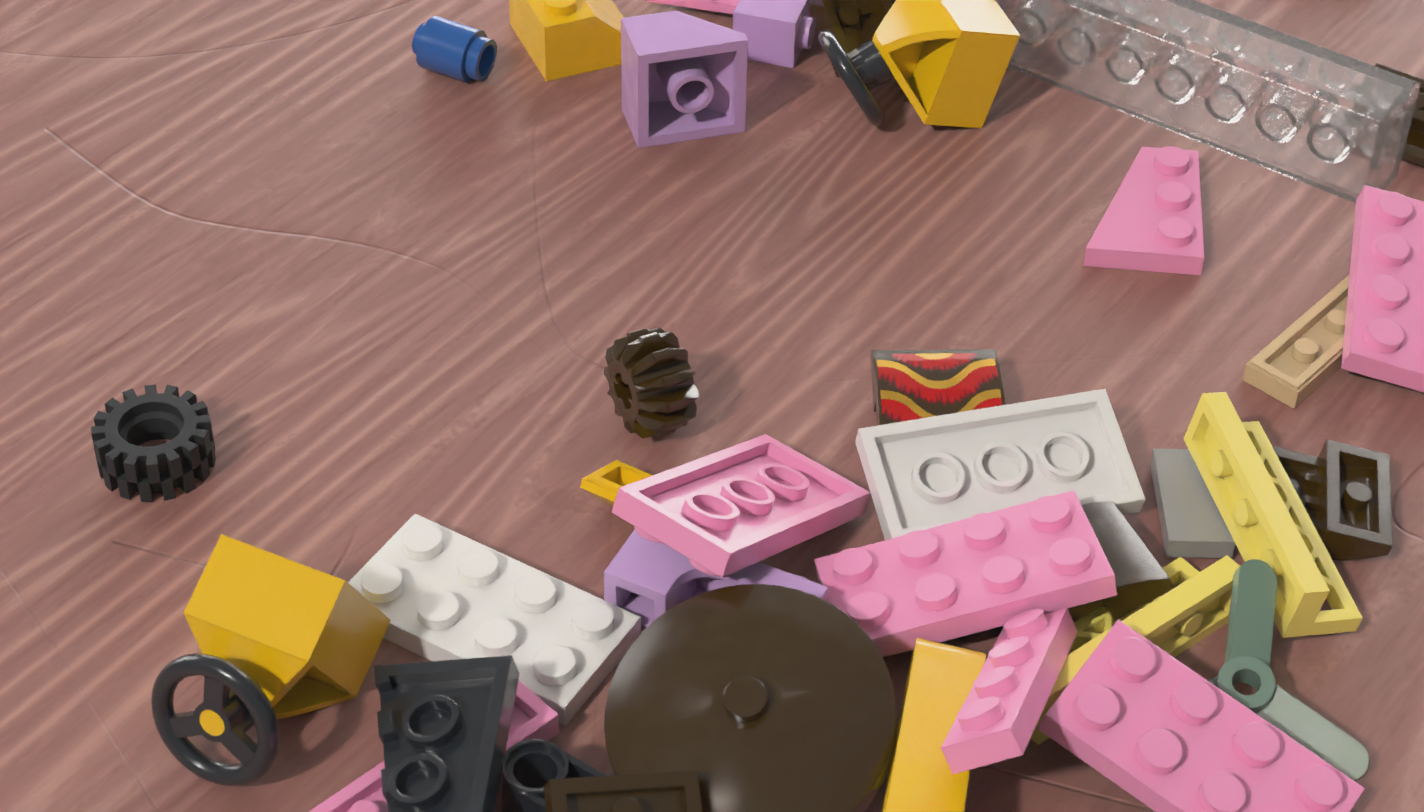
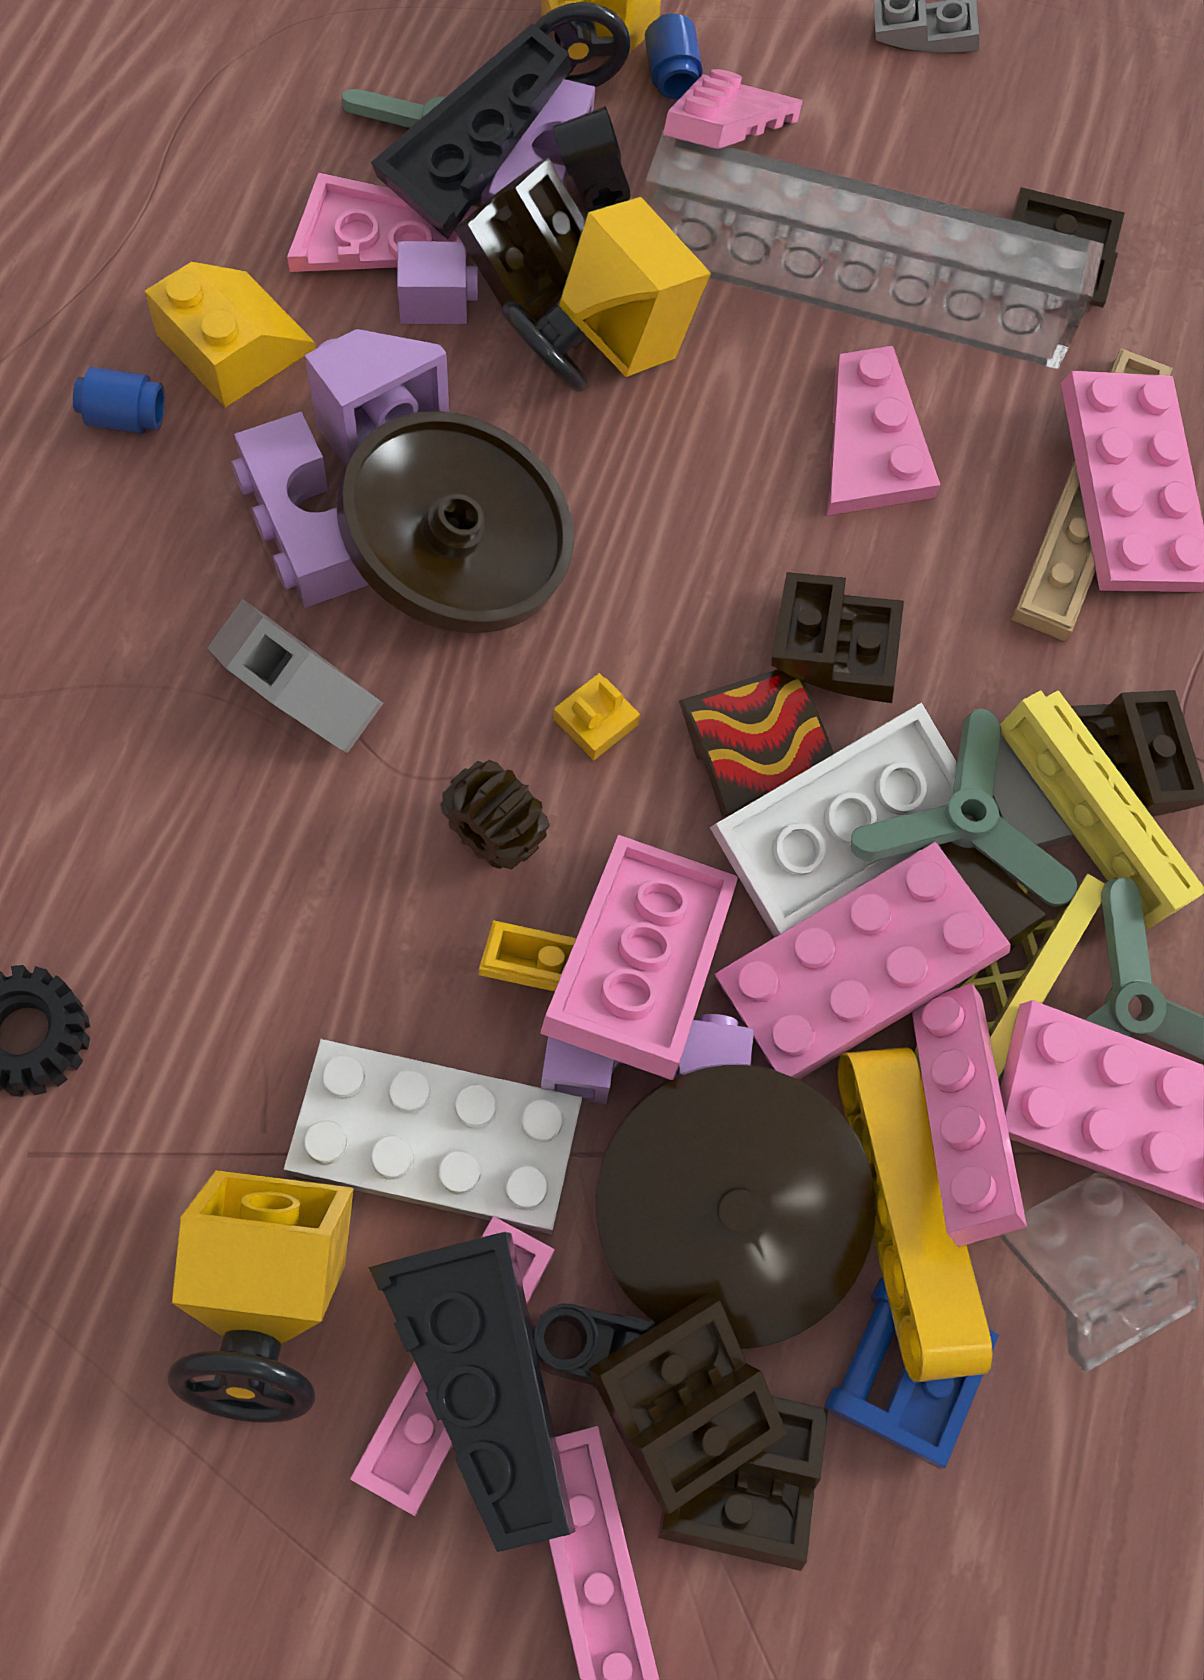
camera: 25 degrees left, 25 degrees up
(518, 257) = (293, 676): none -> light grey slope
(575, 151) = (283, 470): none -> lavender arch
(712, 178) = (454, 522): none -> dark brown dish
(786, 352) = (596, 716): none -> yellow tile
(1041, 341) = (837, 638): none -> dark brown slope
(1124, 493) = (990, 832): none -> sand green piece

